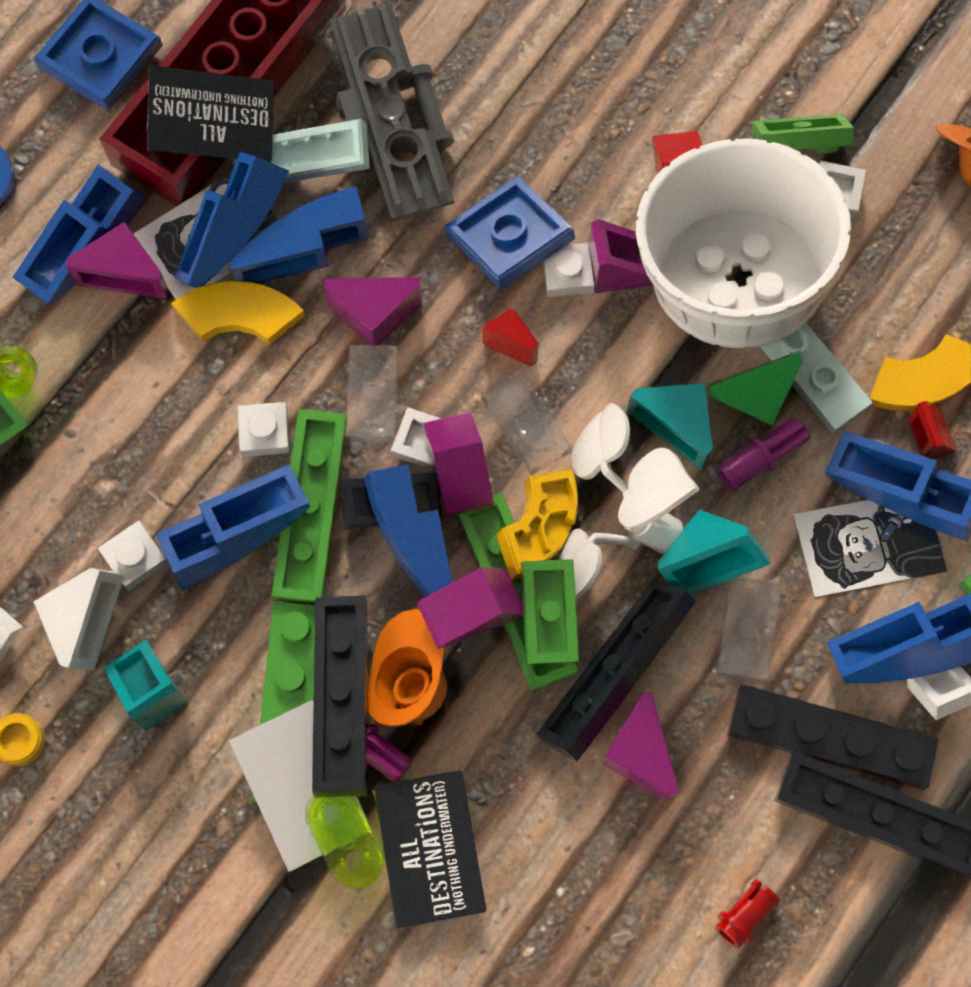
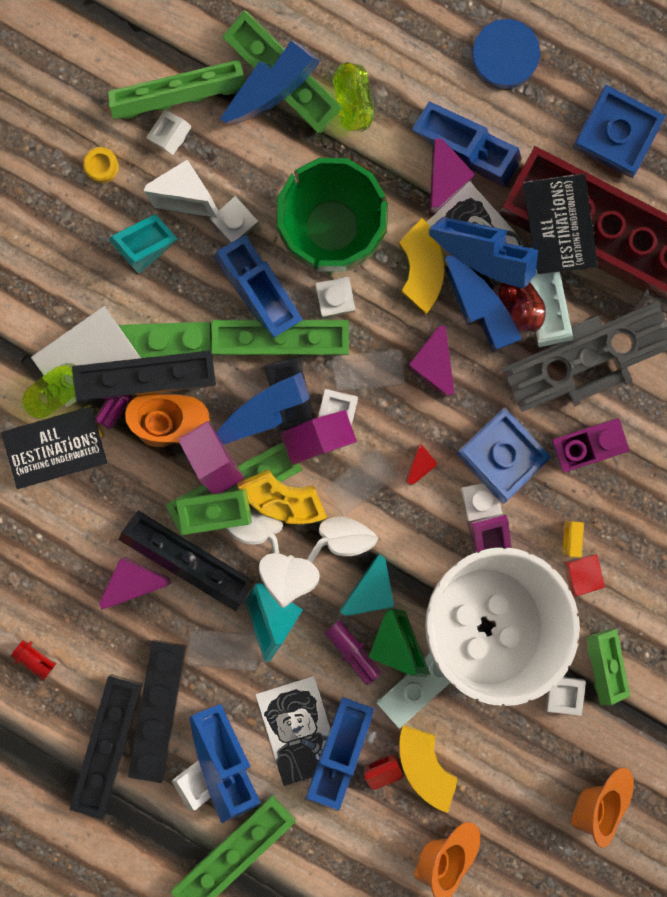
camera: 85 degrees right, 15 degrees up
(148, 402) = (331, 214): none -> green plate
(303, 182) = (523, 306): none -> clear red plate
(507, 116) = (590, 445): none -> magenta slope
(629, 157) = (573, 538): none -> yellow tile

